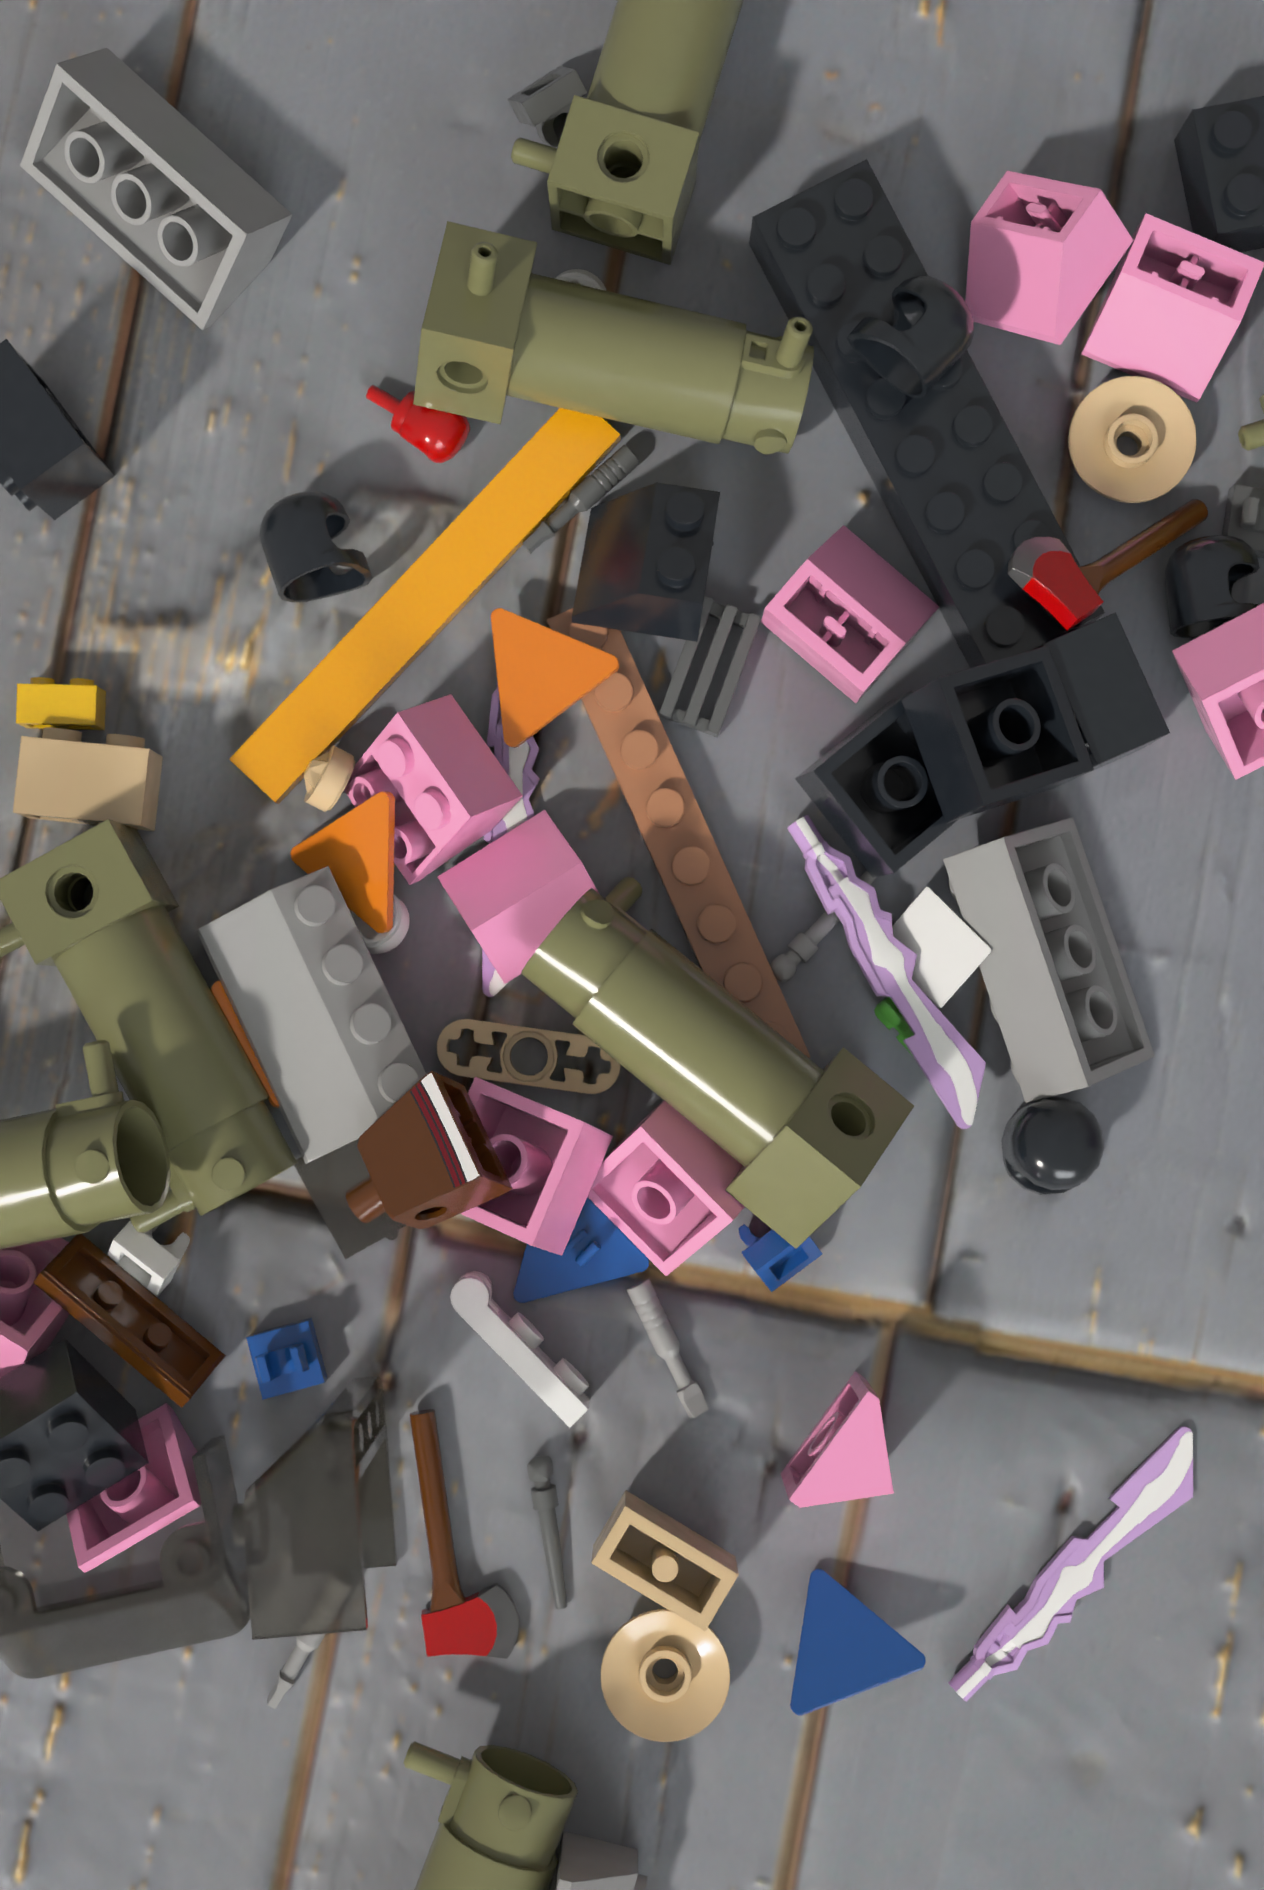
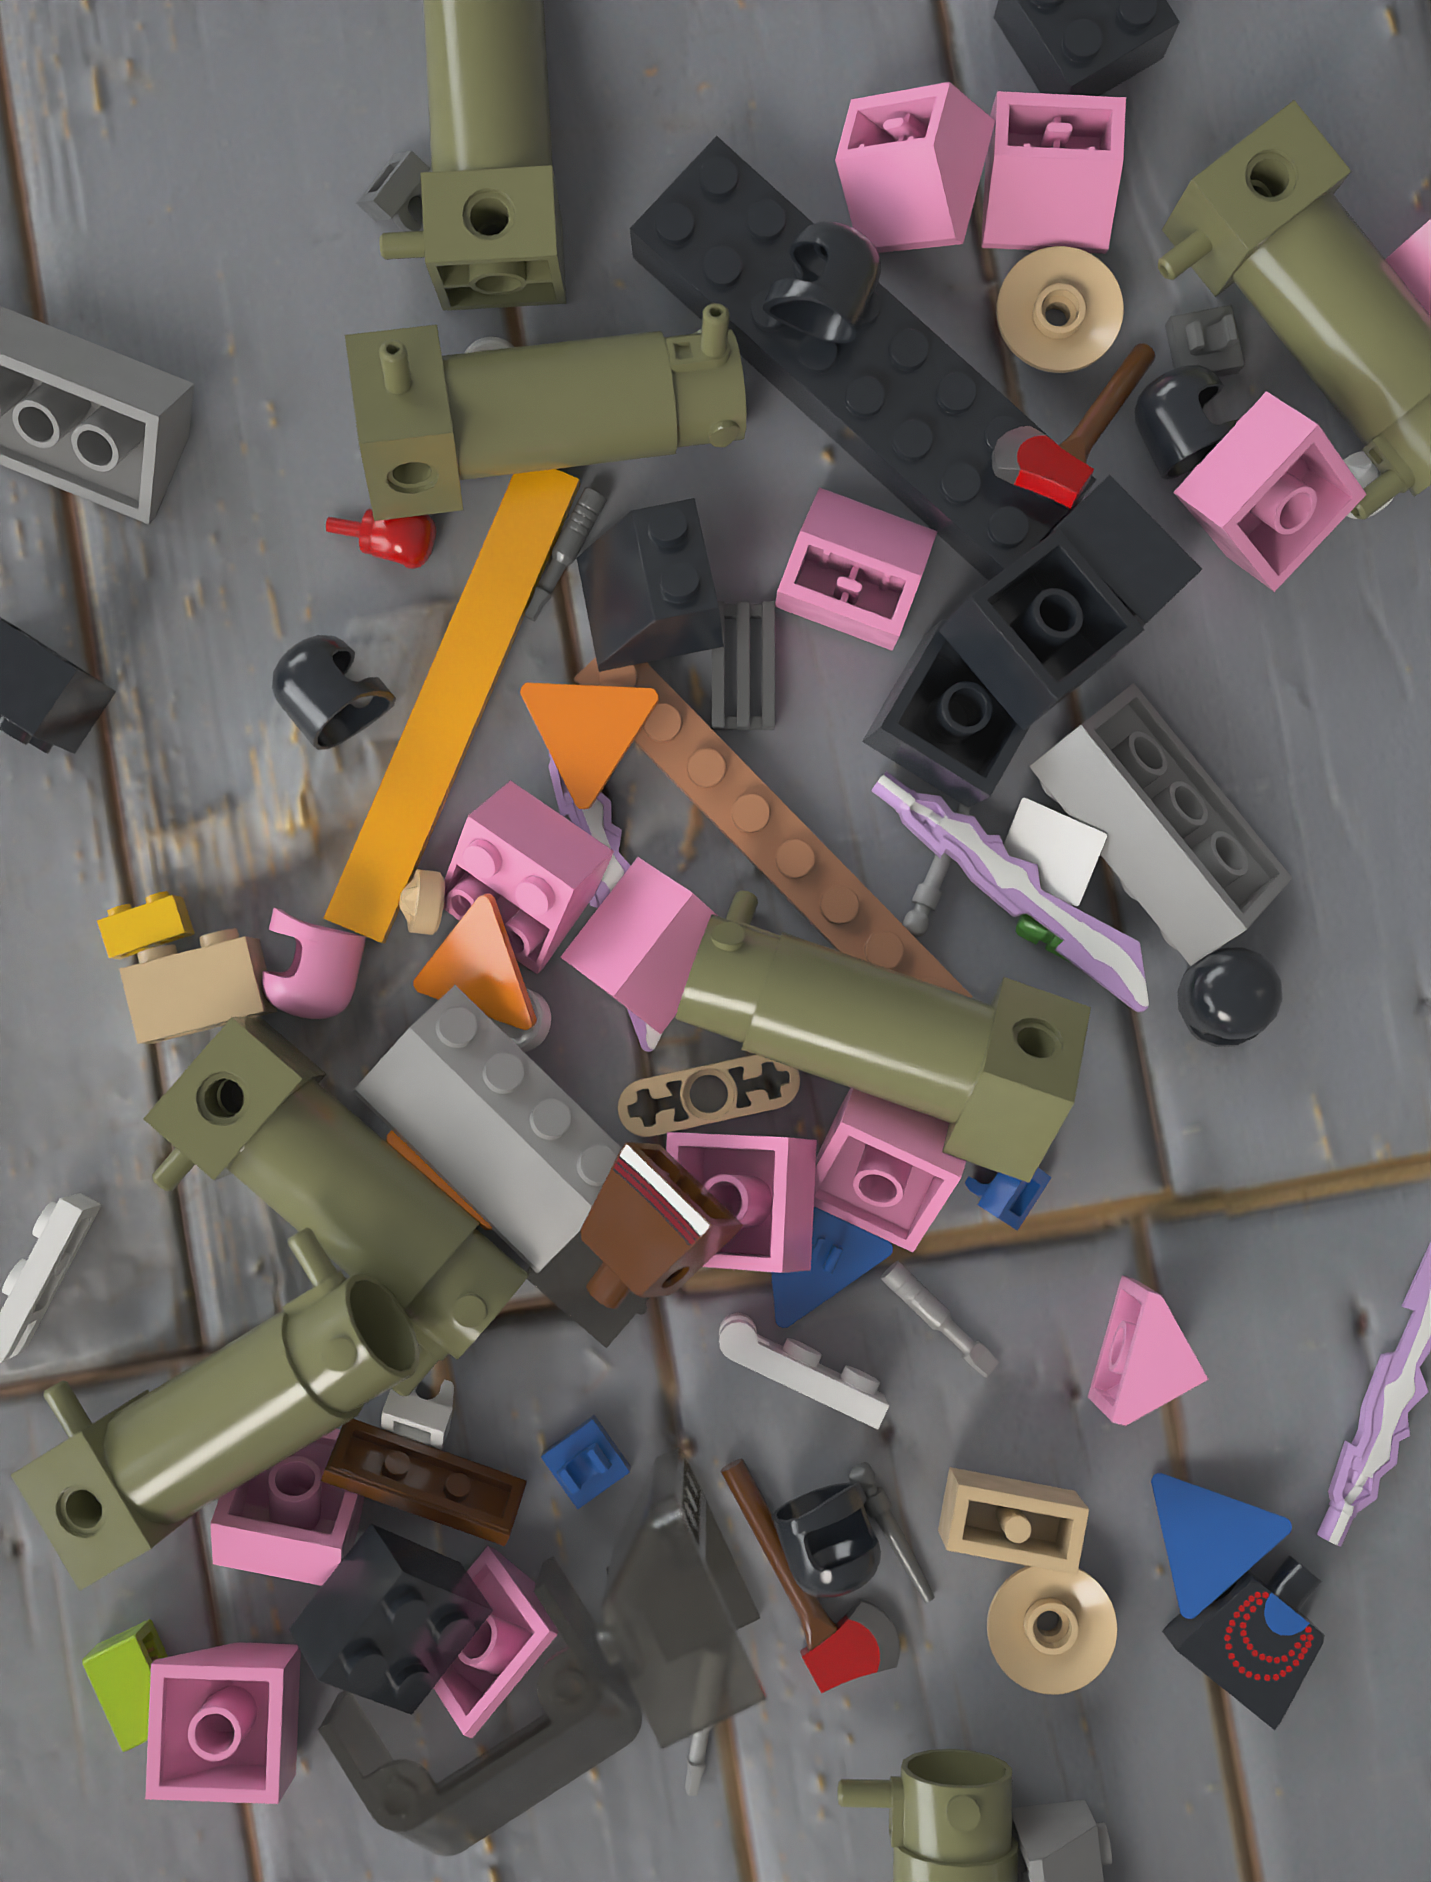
camera: 25 degrees left, 0 degrees up
(209, 808) = (321, 972): none -> bright pink helmet
(486, 1515) = (828, 1540): none -> black helmet
(852, 1757) = (1255, 1639): none -> black torso

